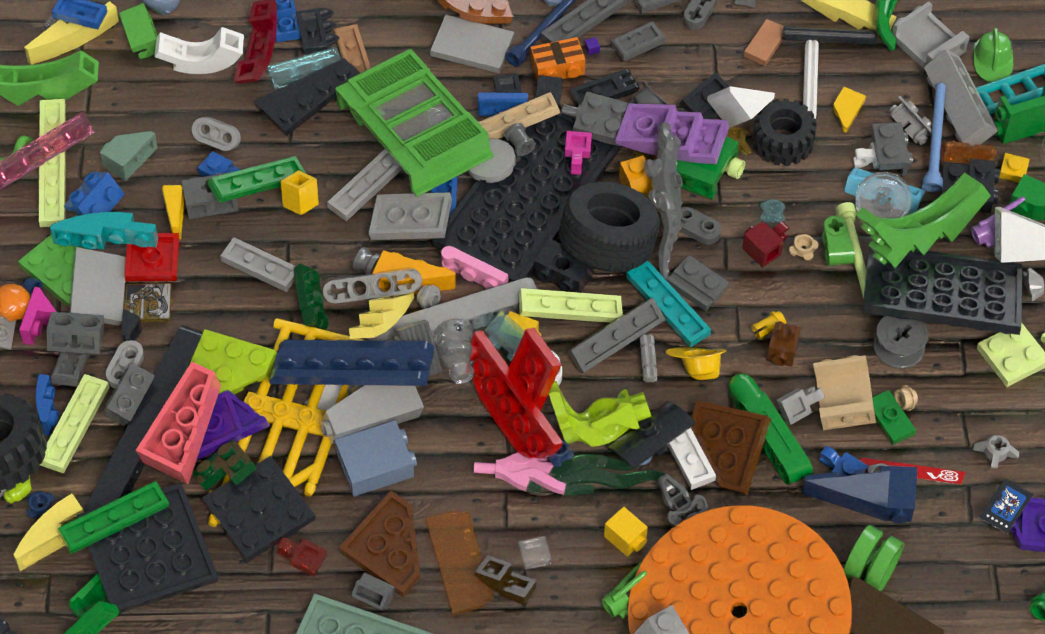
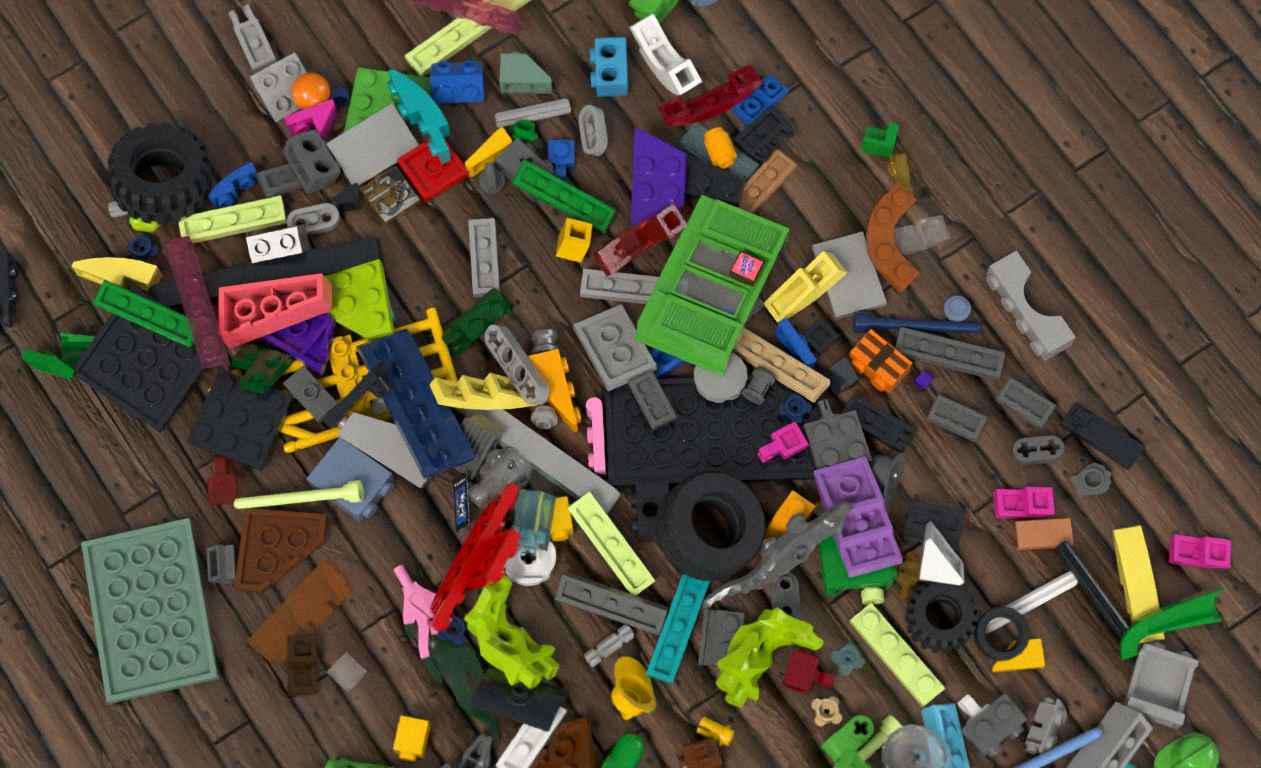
camera: 60 degrees right, 15 degrees up
(134, 473) = (196, 302): none -> clear pink plate
(164, 166) = (533, 113): none -> light grey axle
(173, 92) = (614, 66): none -> dark azure brick
(175, 177) = (523, 131): none -> green plate
(197, 224) = (491, 179): none -> dark grey plate
(279, 443) = (310, 394): none -> dark grey plate
(296, 111) = (657, 176): none -> dark purple wing
(305, 57) = (720, 147): none -> light orange brick
(316, 372) = (374, 381): none -> black hinge
(334, 144) = (639, 237): none -> clear red arch
(390, 453) = (351, 491): none -> yellowish green piece
(423, 86) = (746, 268): none -> tile
(455, 390) = (461, 502): none -> black sticker
(461, 69) = (805, 286): none -> light yellow slope
(475, 213) = (652, 400): none -> dark grey plate
(551, 123) = (792, 401): none -> dark blue plate
(718, 257) = (747, 663): none -> lime hips
(733, 41) = (1023, 503): none -> dark pink slope
(791, 180) = (897, 655): none -> yellowish green plate
(833, 89) = (1022, 628): none -> black tyre

